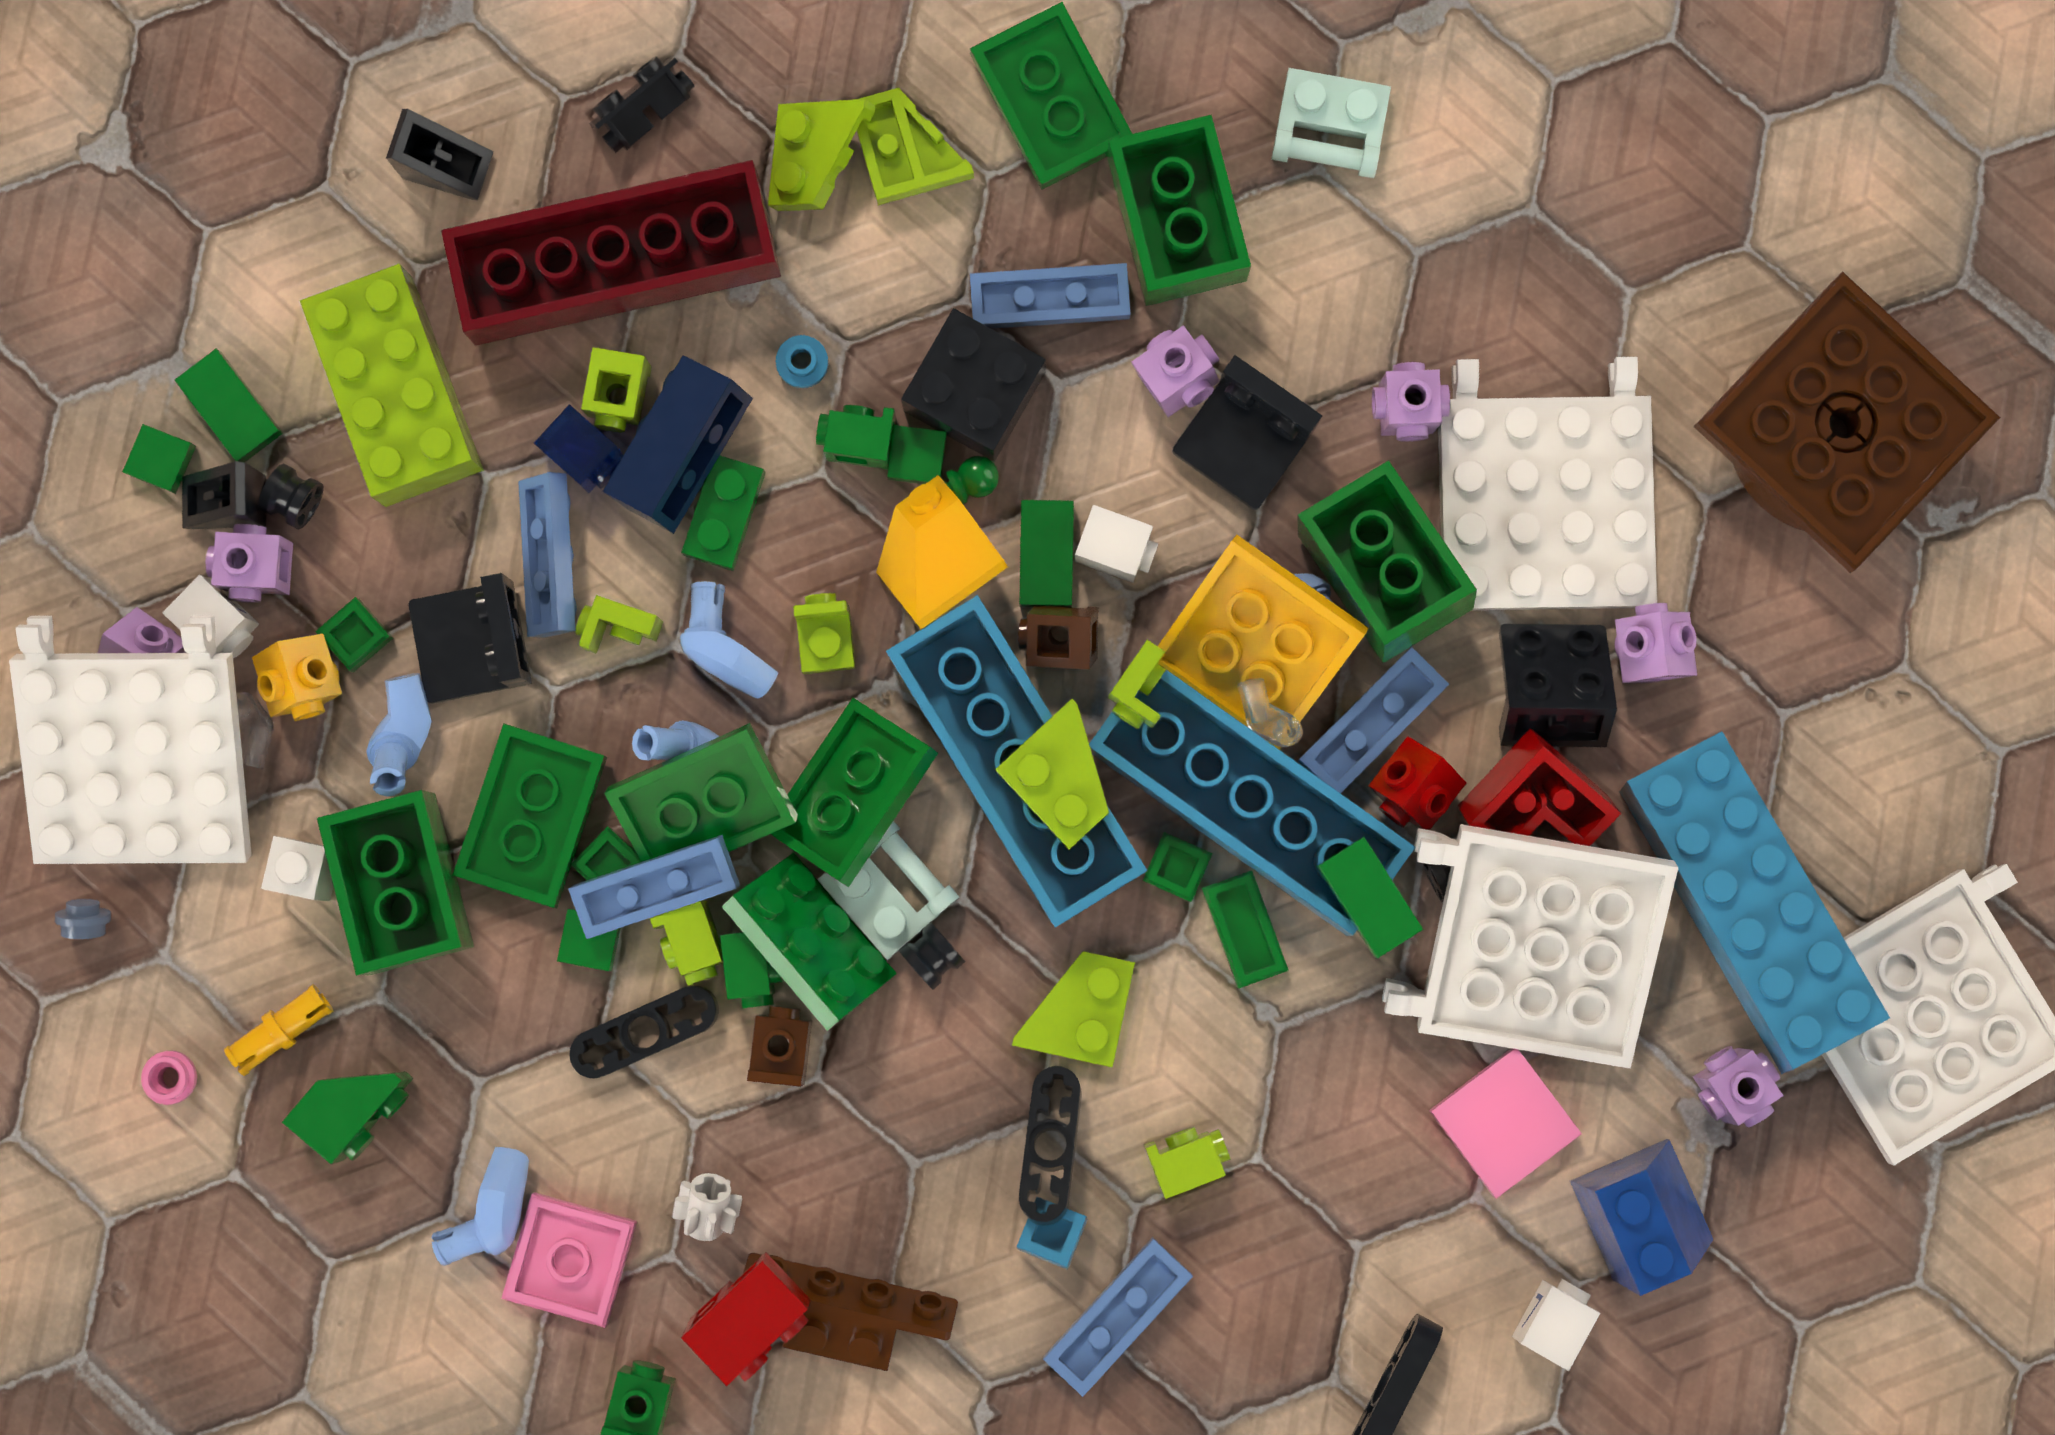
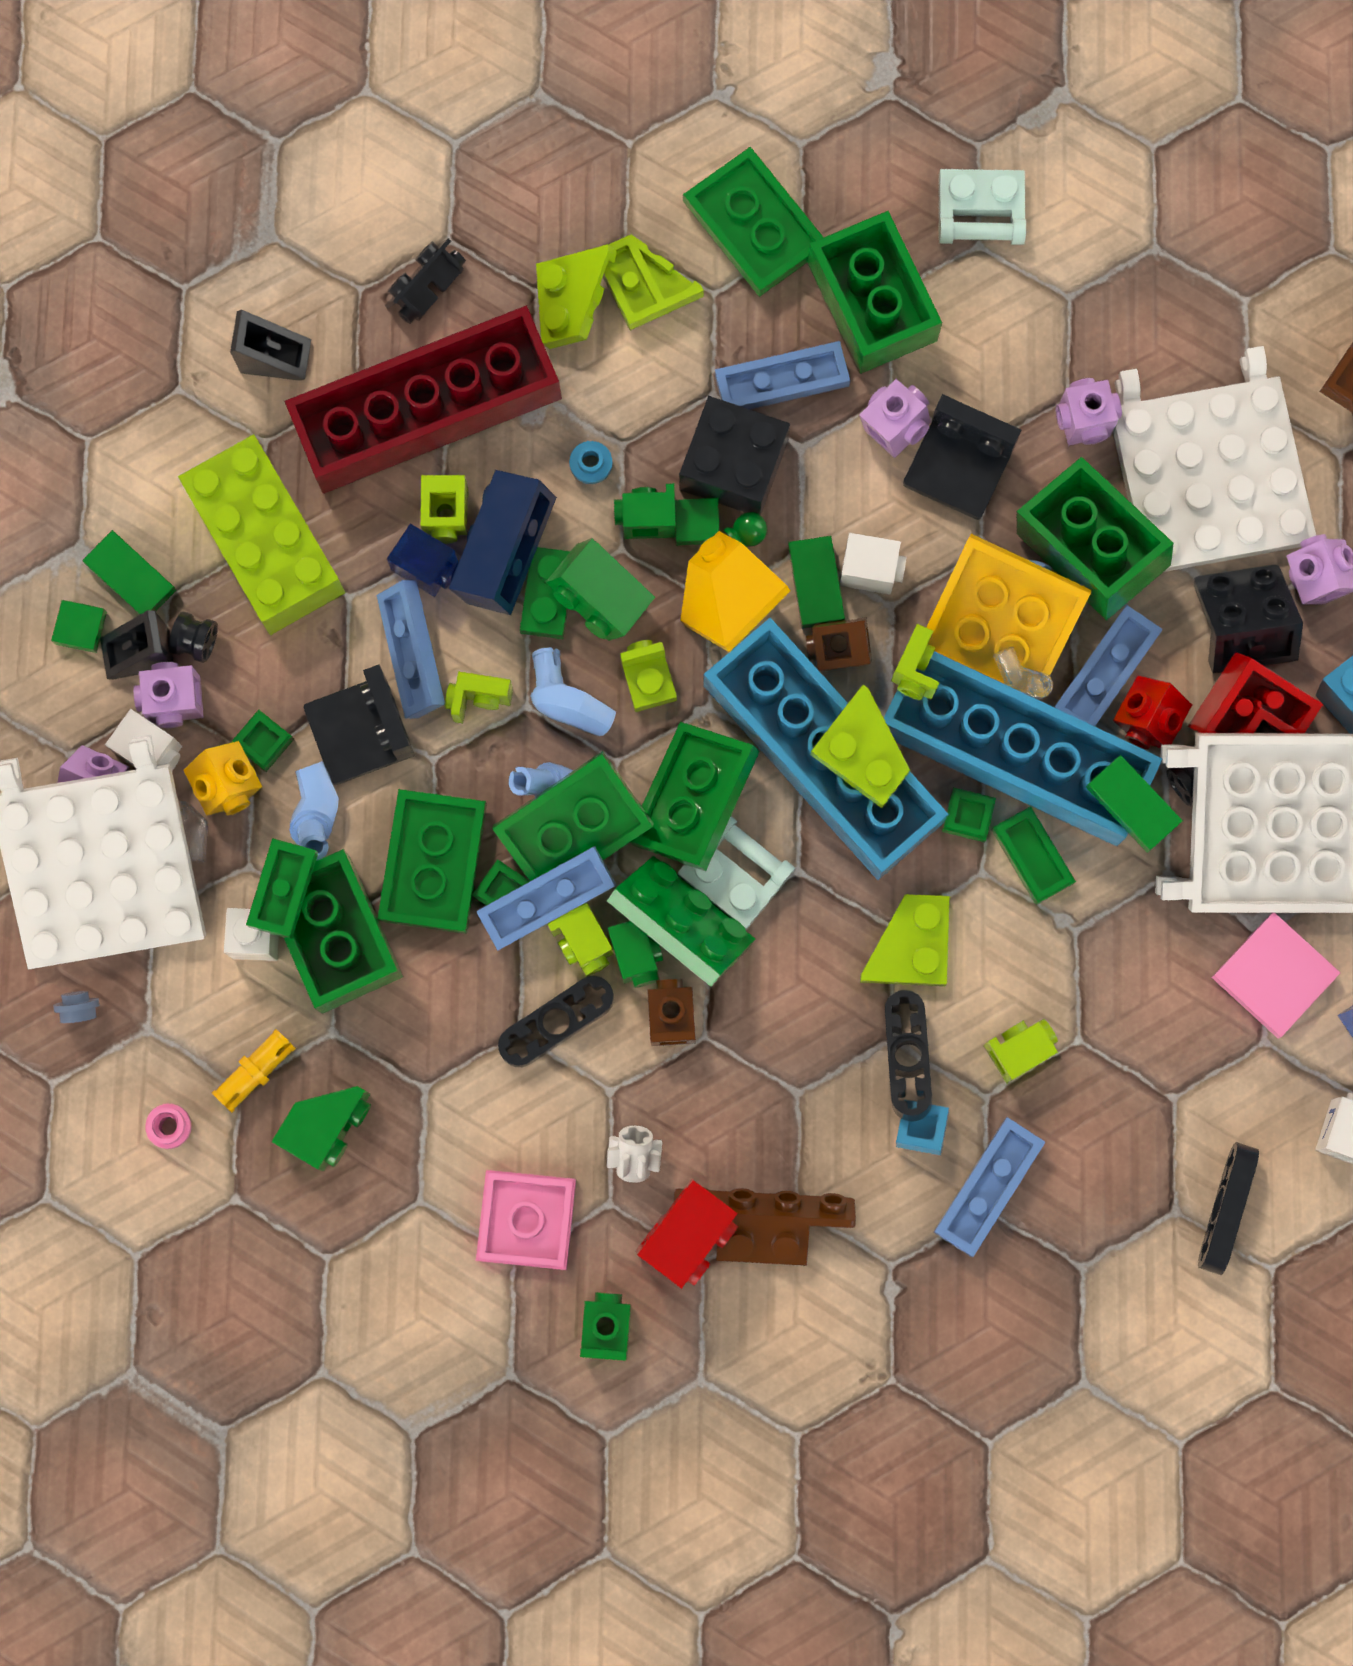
camera: 10 degrees left, 5 degrees down
(338, 828) = (282, 888): none -> green plate
(496, 1211) = (461, 1189): light blue arm -> none
(592, 952) = (494, 962): green tile -> none
(781, 525) = (599, 590): none -> green brick
(931, 956) = (782, 918): black wheel -> none

